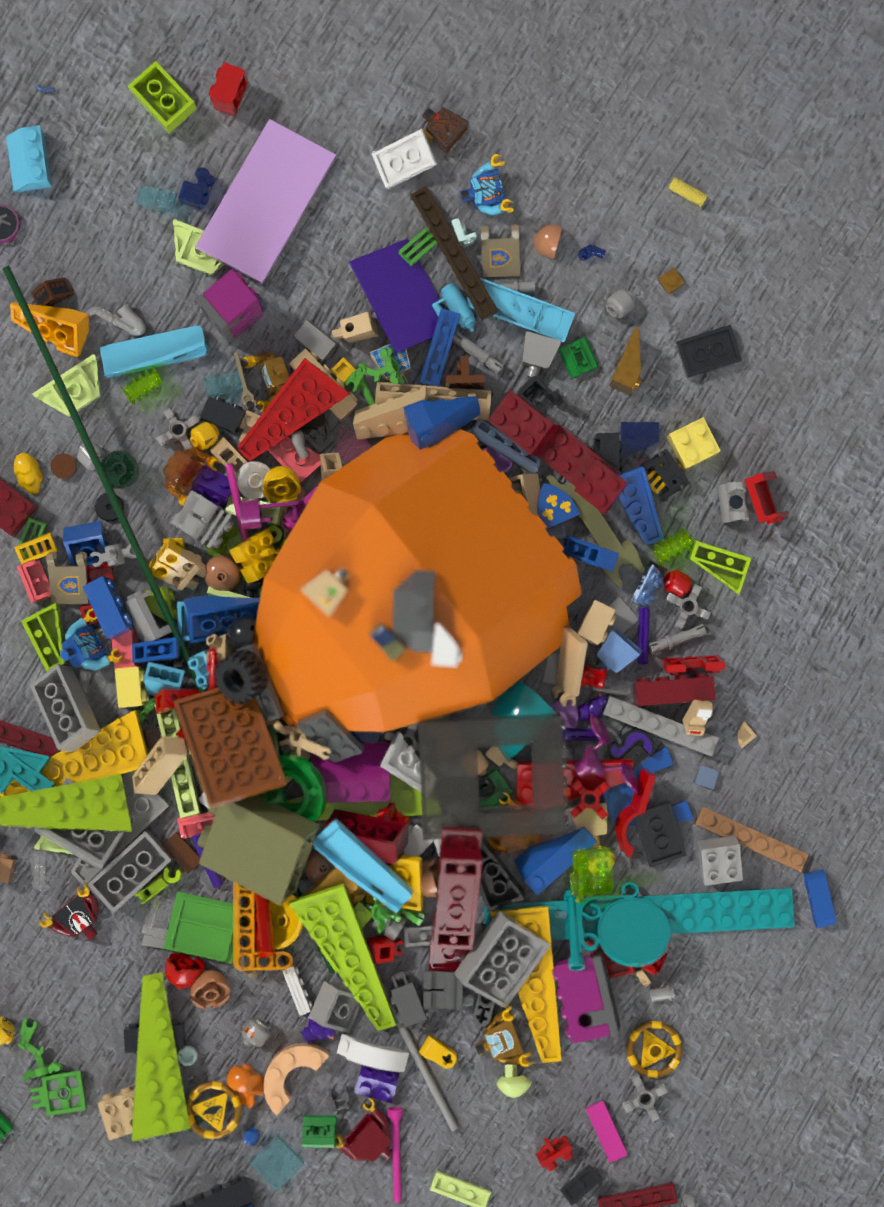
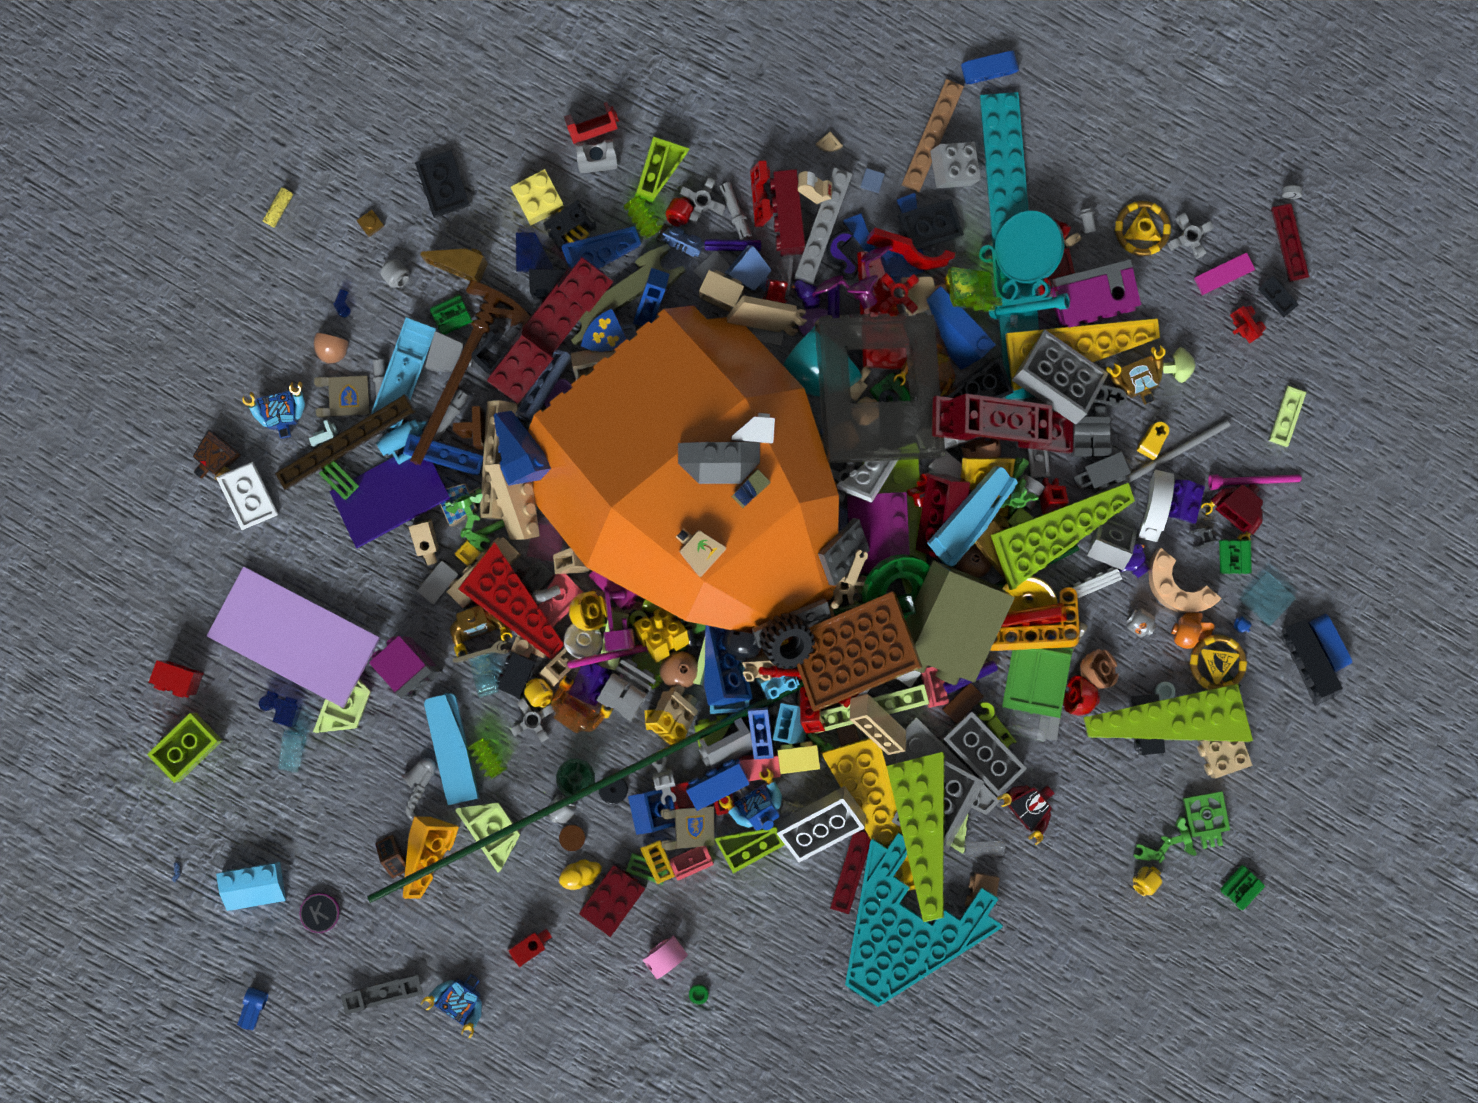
camera: 90 degrees left, 0 degrees up
(582, 395) = (480, 326): none -> reddish brown piece

